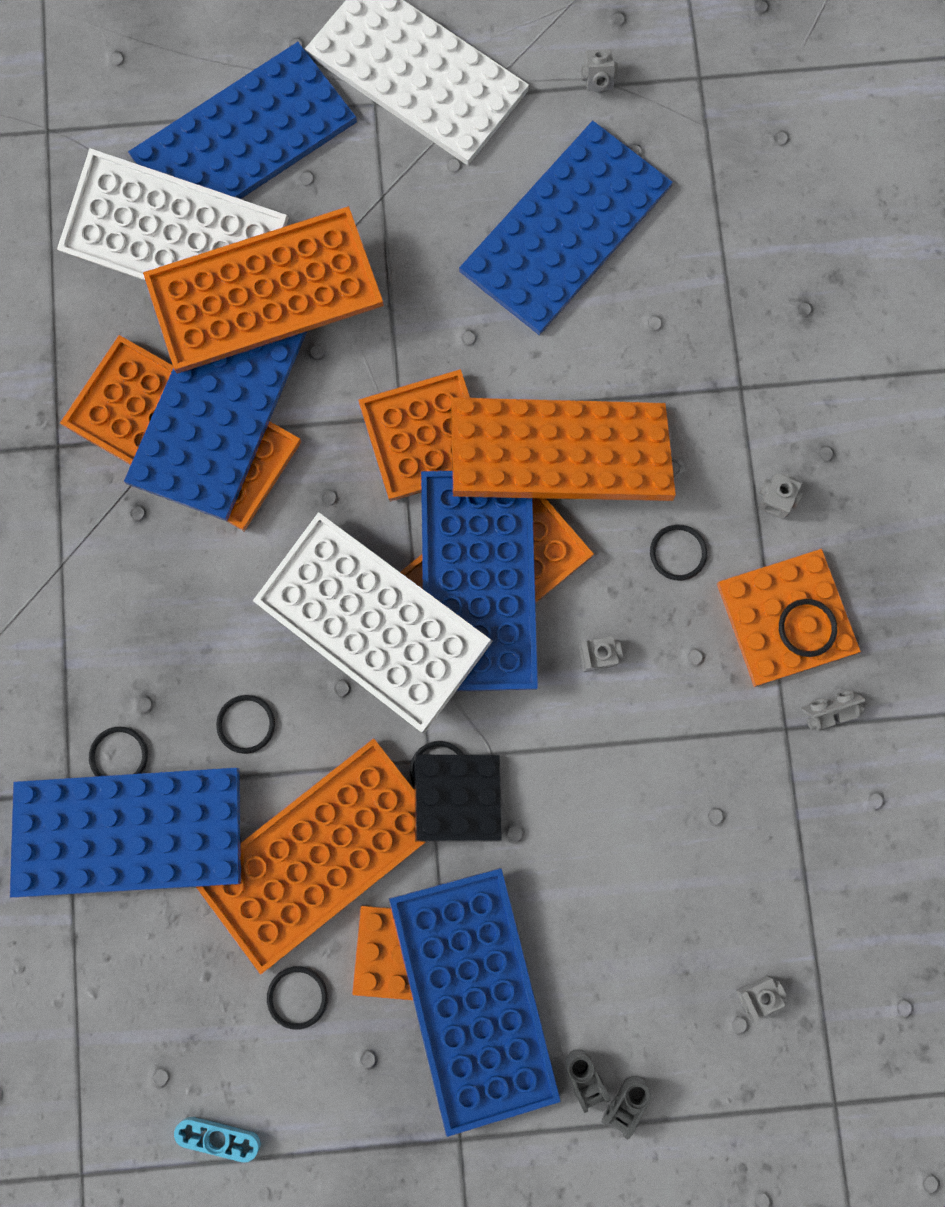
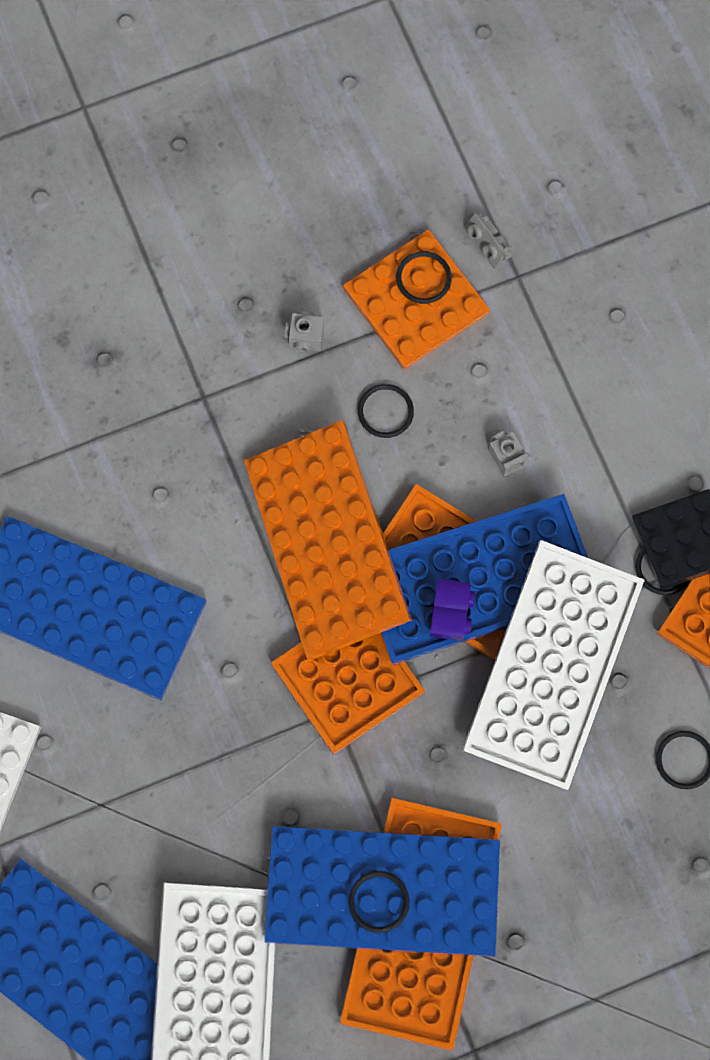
camera: 110 degrees left, 5 degrees down
(208, 415) = (399, 883): none -> black tyre
(262, 289) = (255, 878): orange plate -> none
(451, 536) = (450, 610): none -> dark purple brick

